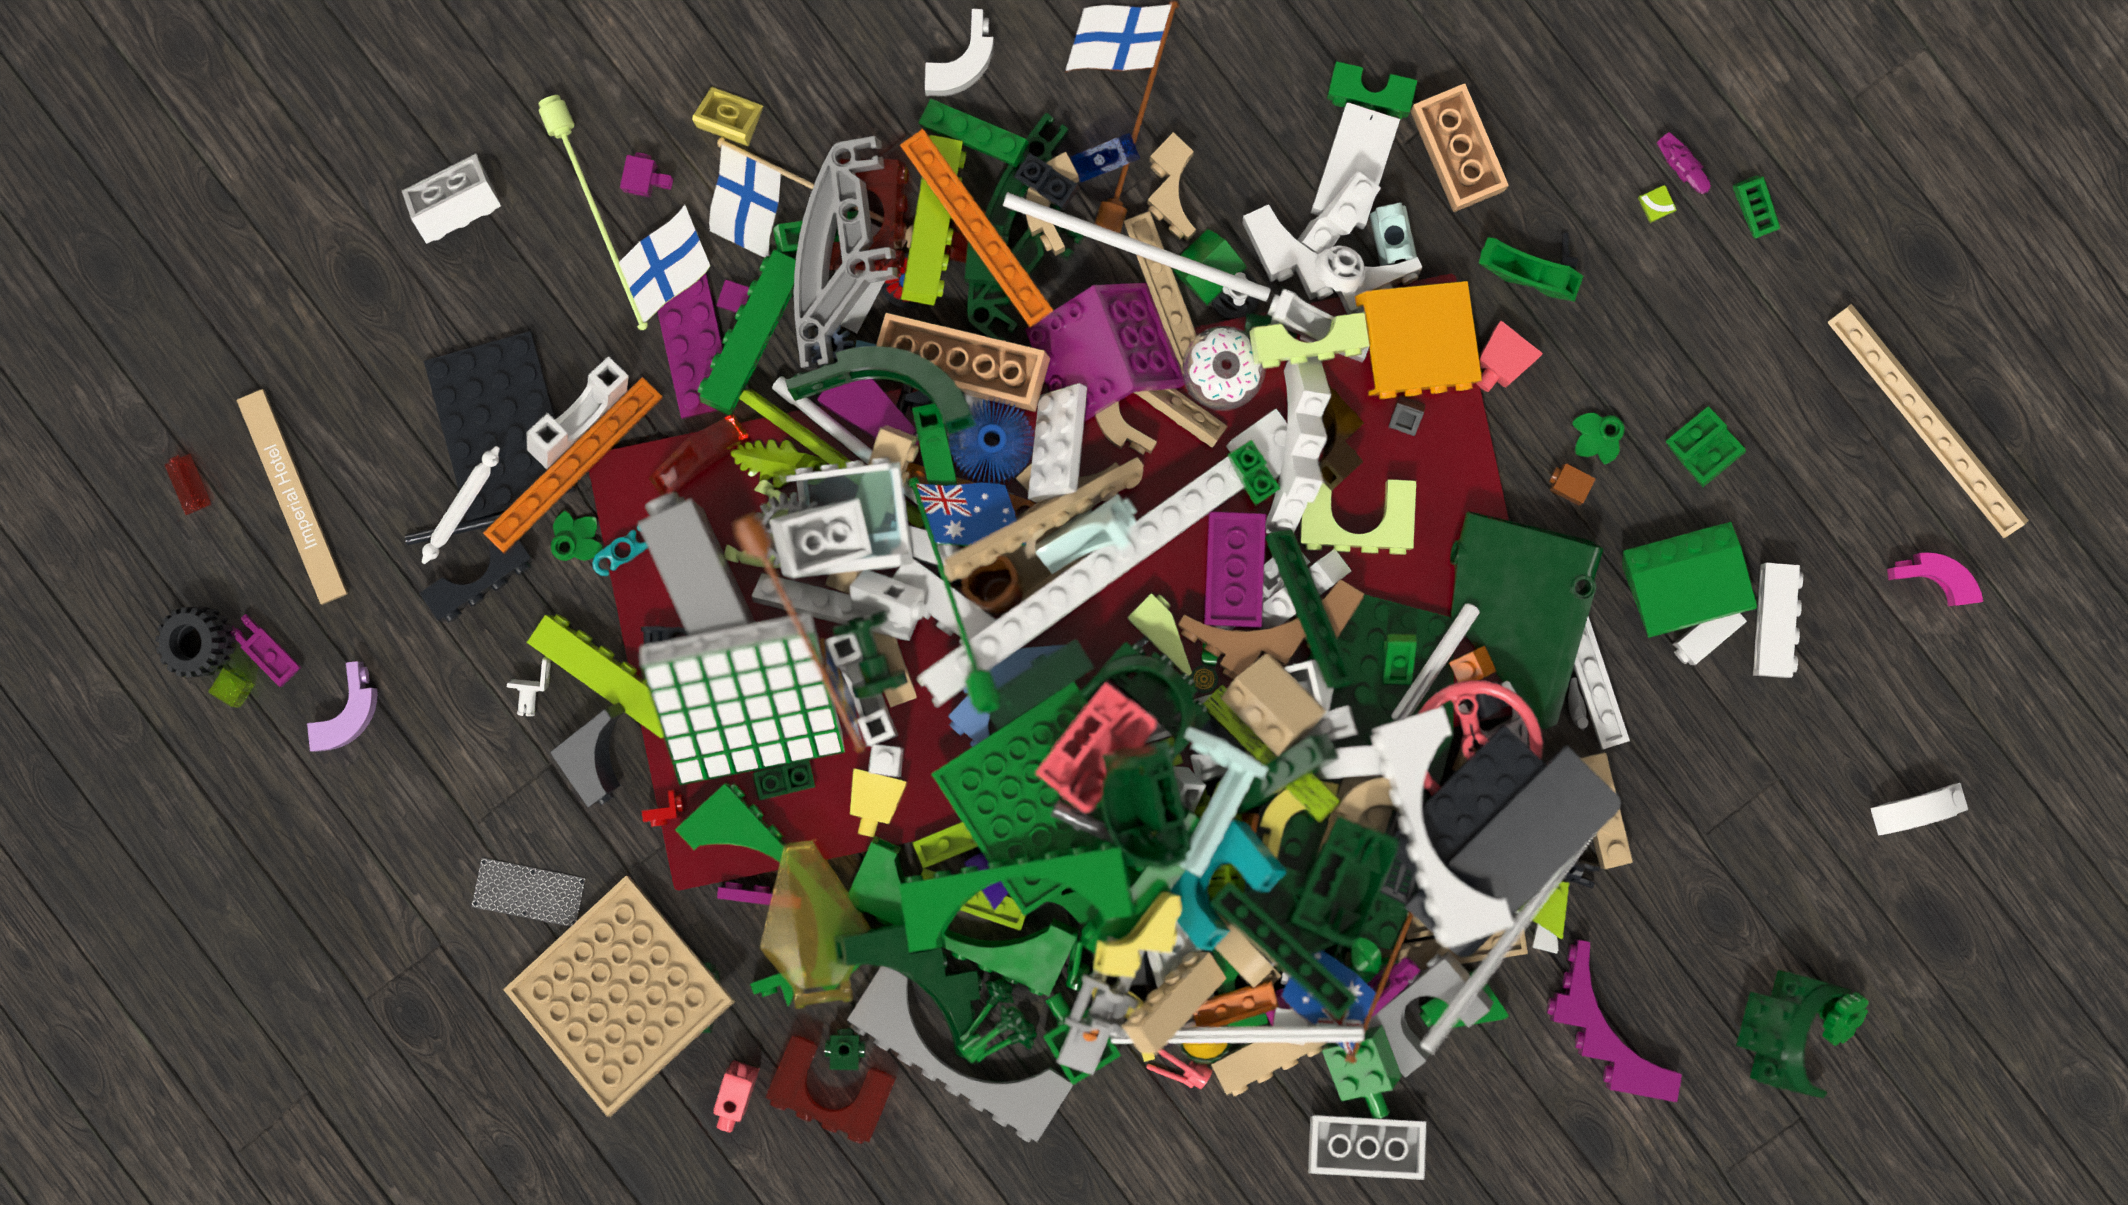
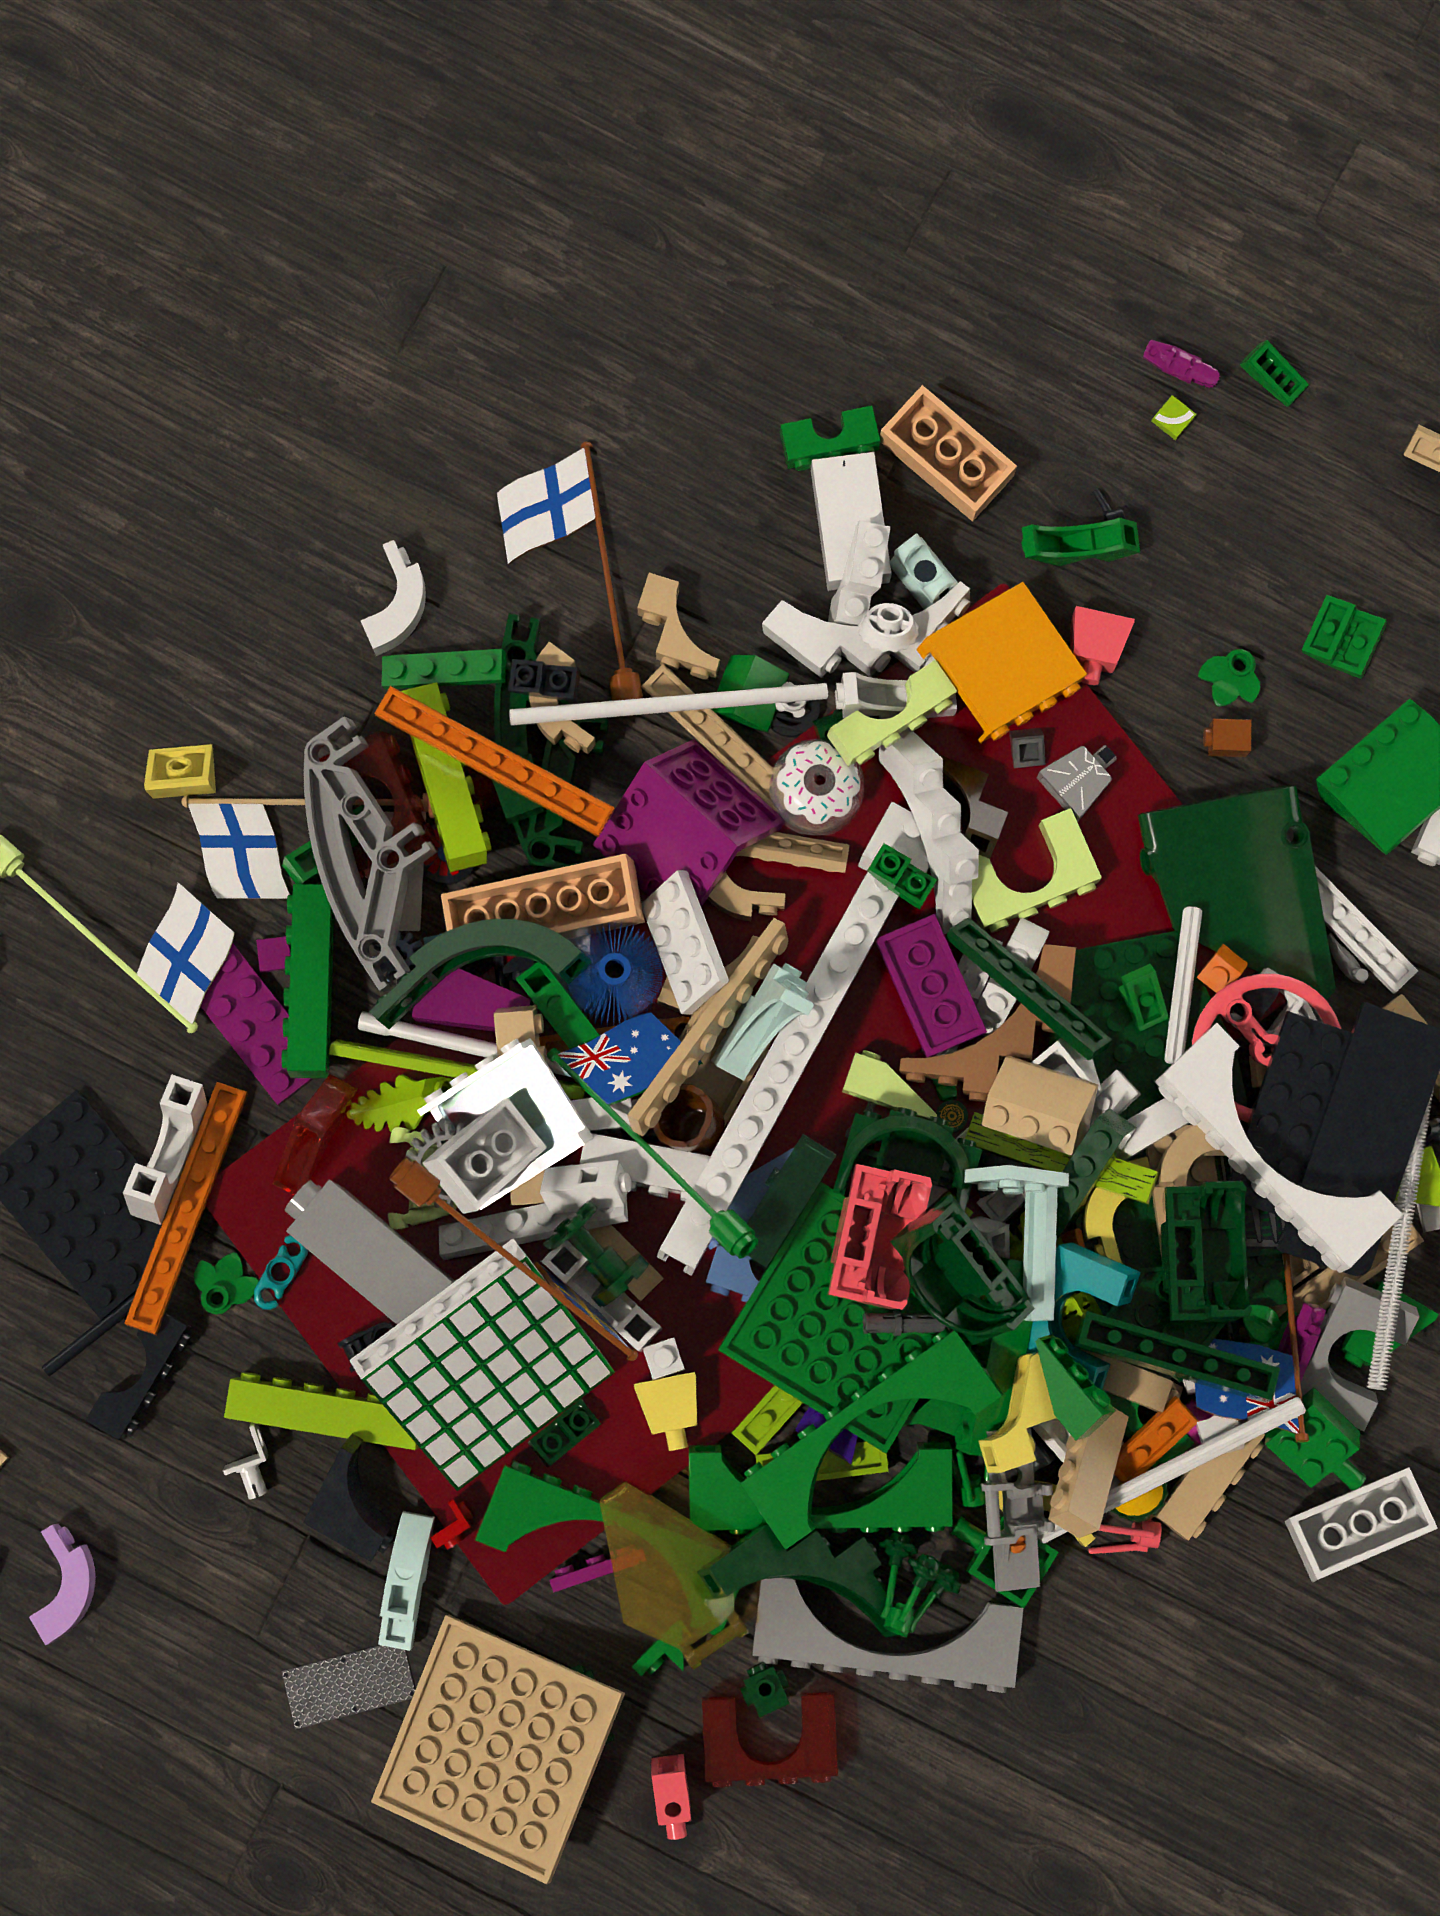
camera: 30 degrees left, 5 degrees down
(460, 504) = (86, 1306): white wheel -> none
(607, 834) = (405, 1580): none -> light aqua slope
(641, 176) = (118, 874): magenta brick -> none
(1105, 157) = (592, 630): clear blue brick -> none
(1187, 940) = (1073, 1395): none -> green slope
(1434, 460) = (1078, 778): none -> light grey torso

